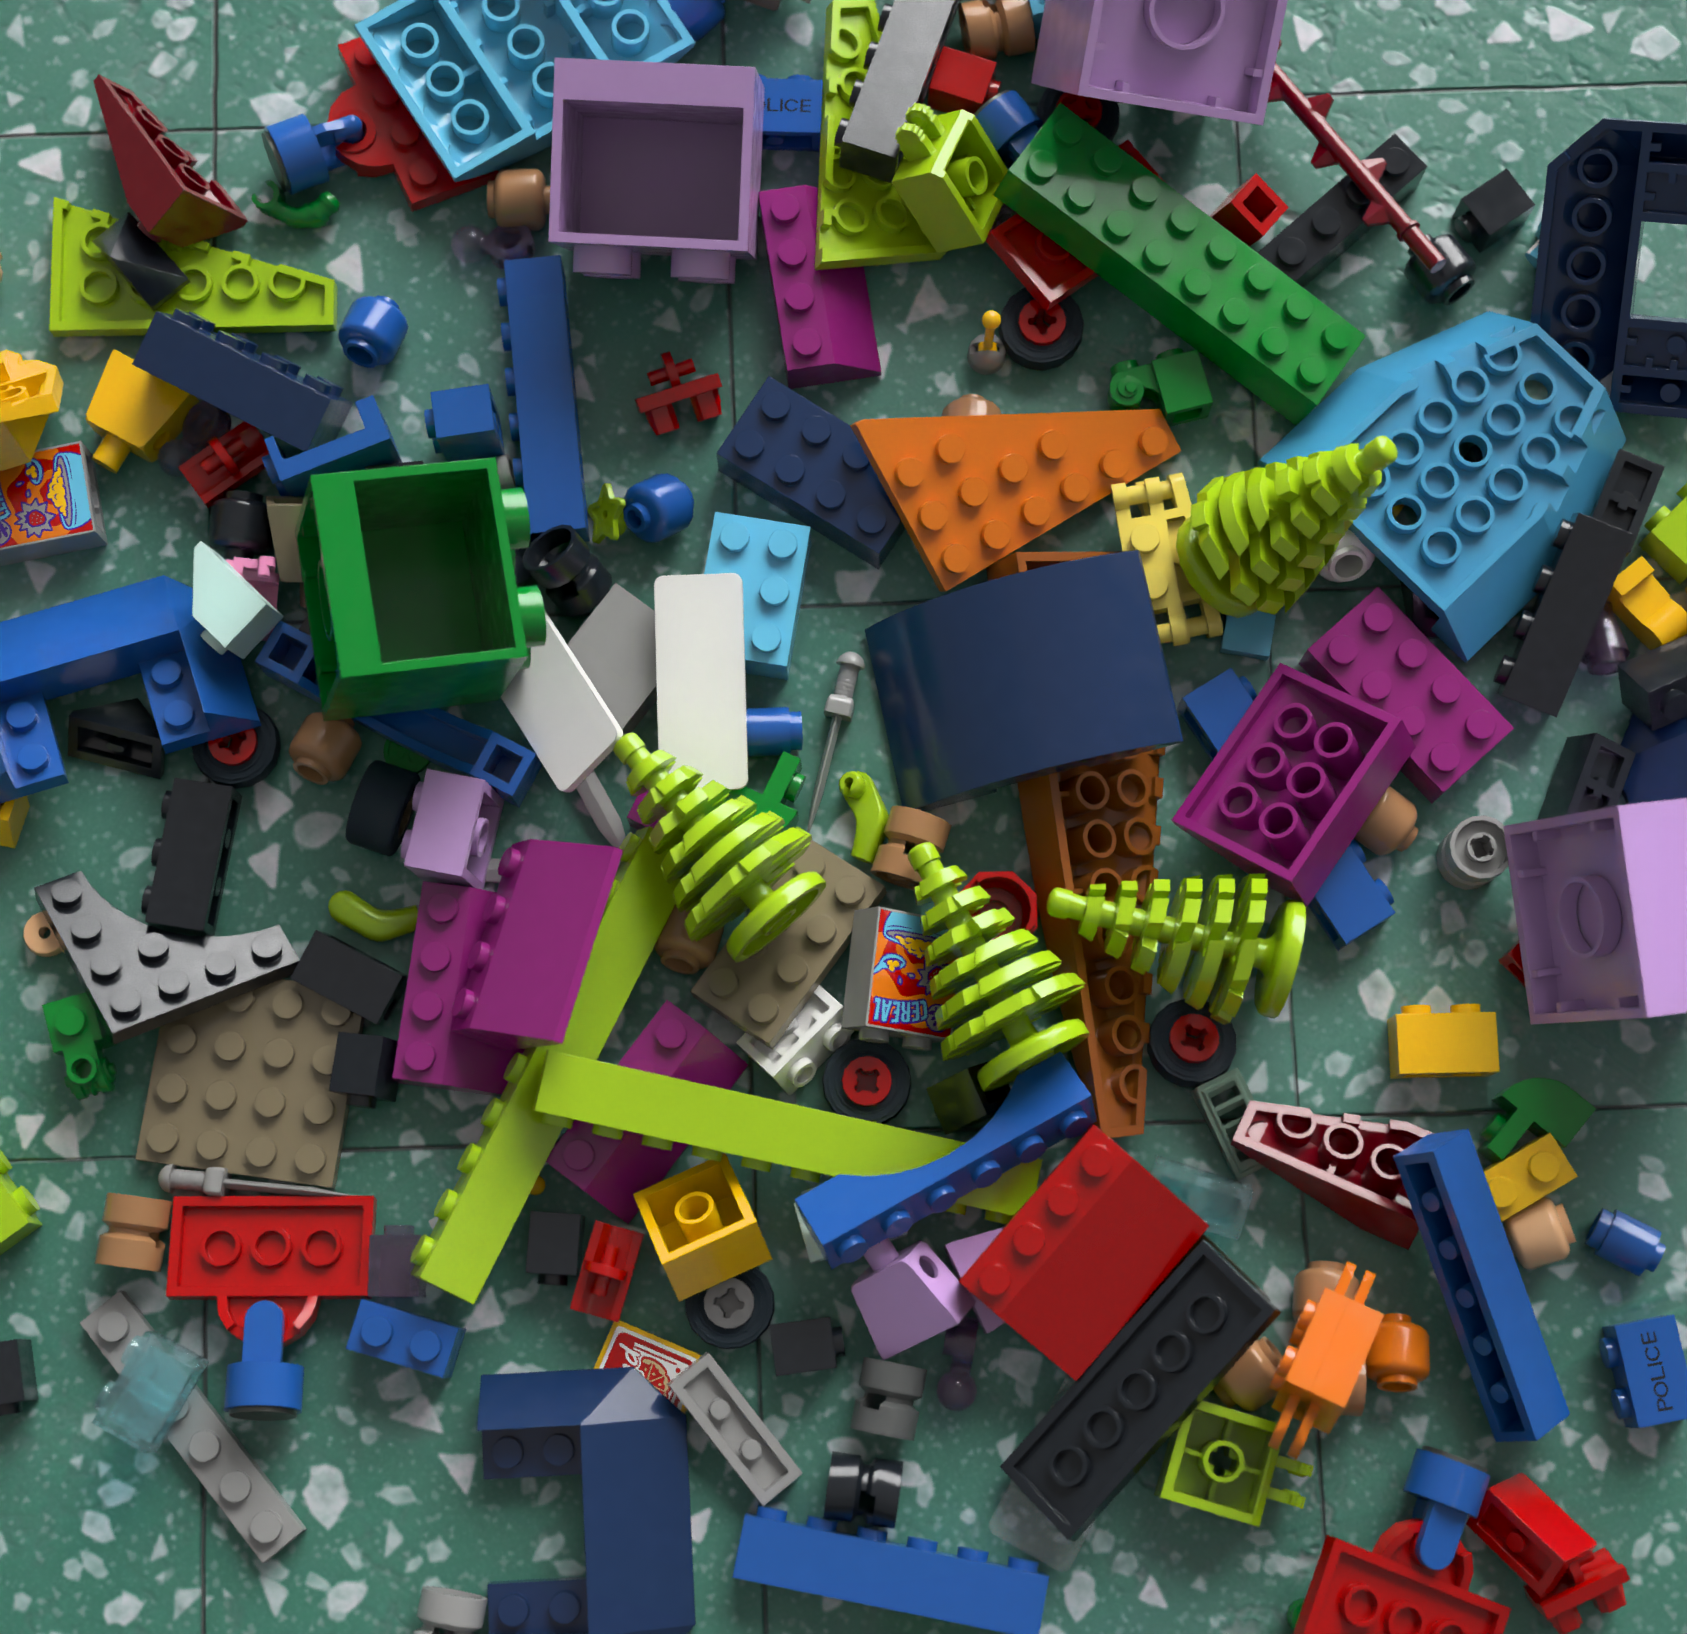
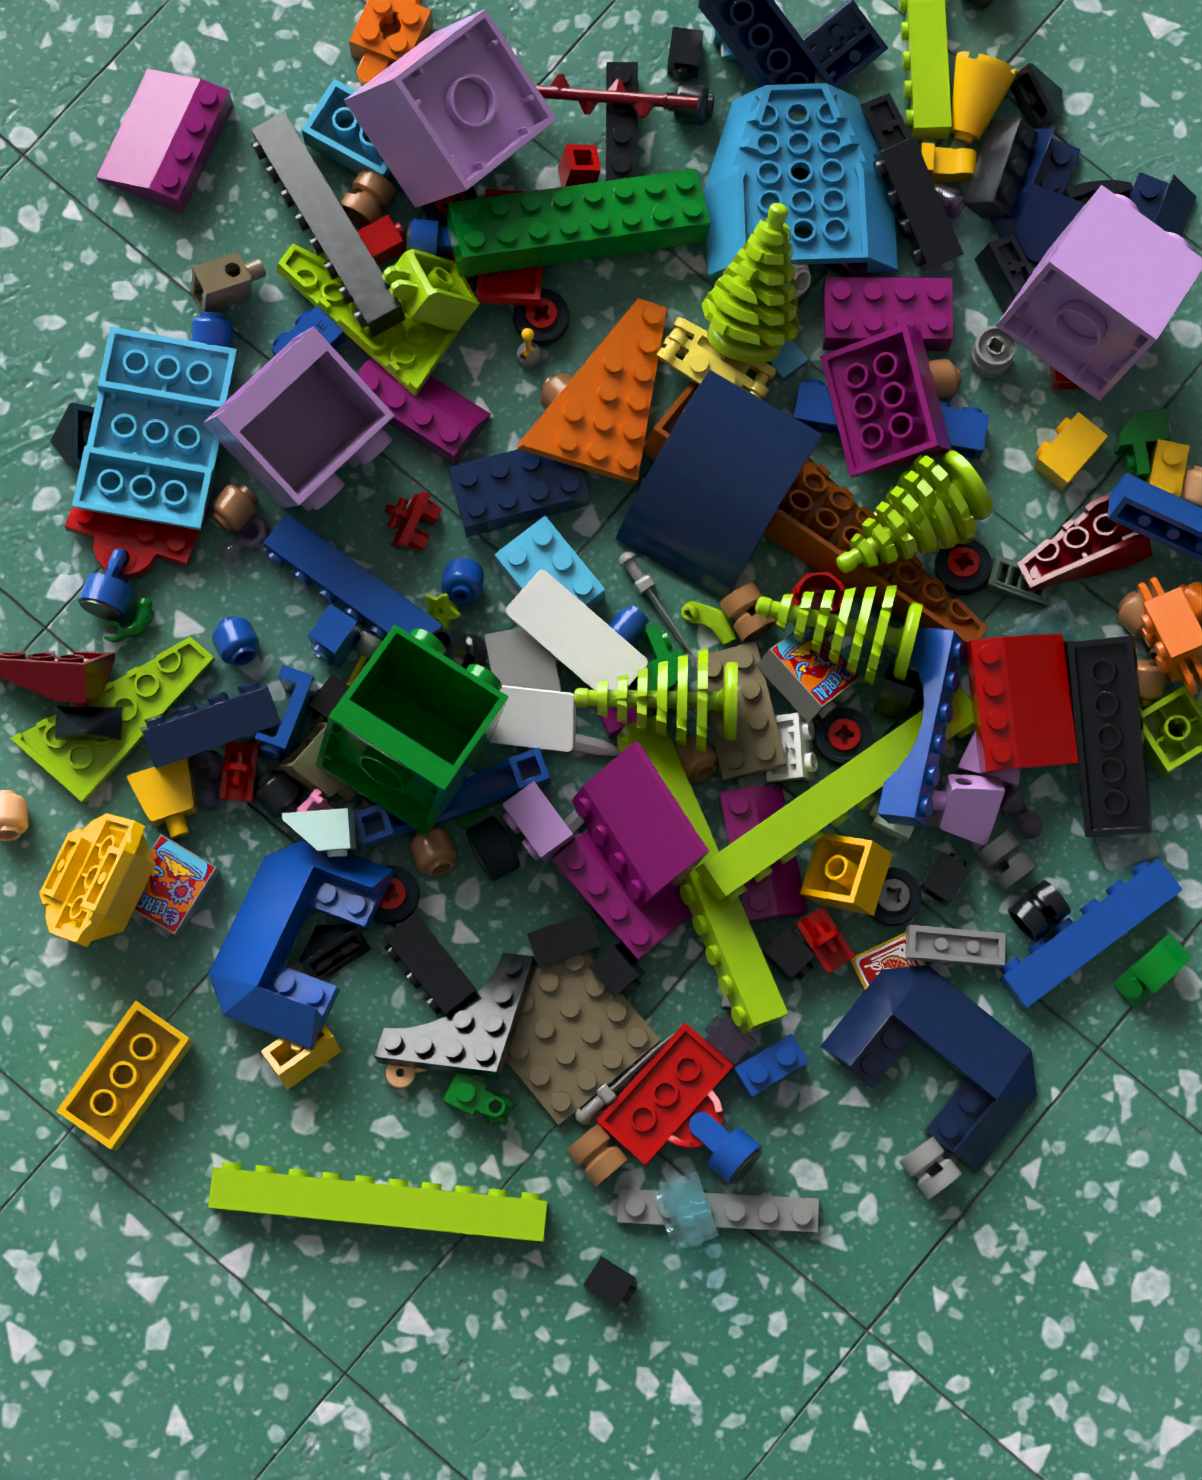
camera: 50 degrees left, 0 degrees up
(370, 921) = (544, 905): lime arm -> none
(1171, 381) = (630, 281): green brick -> none

